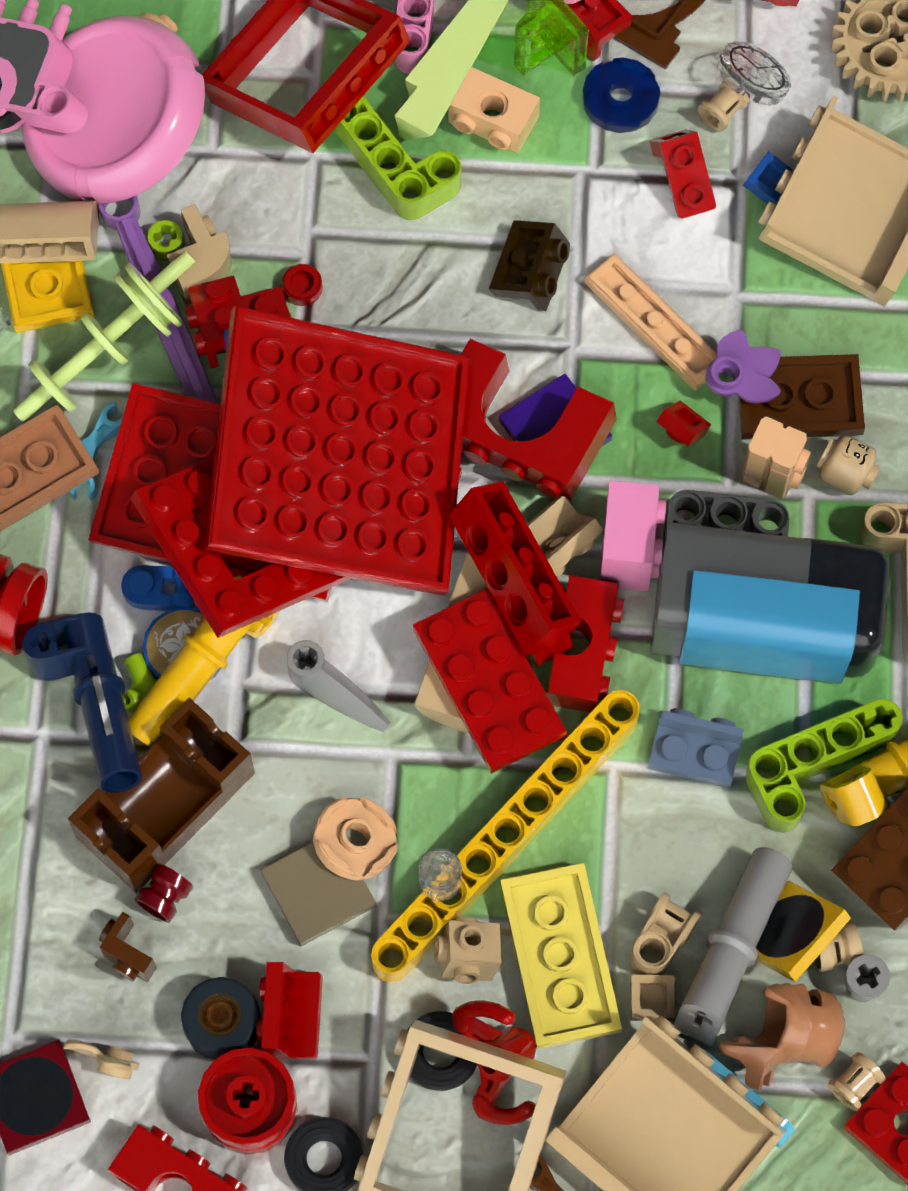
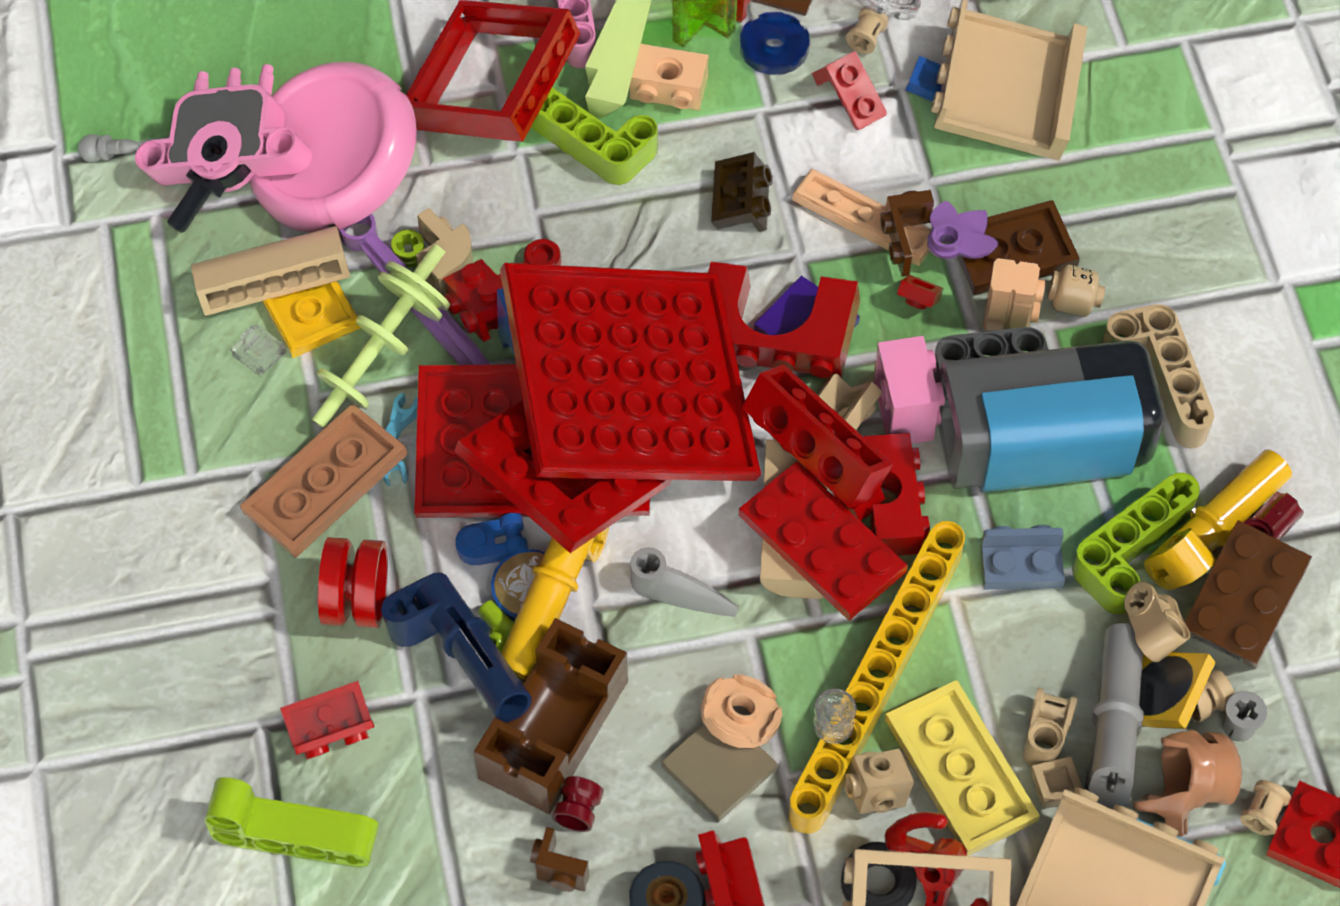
camera: 15 degrees left, 10 degrees down
(694, 328) = (900, 212): none -> reddish brown bracket
(805, 857) = (1155, 621): none -> tan piece

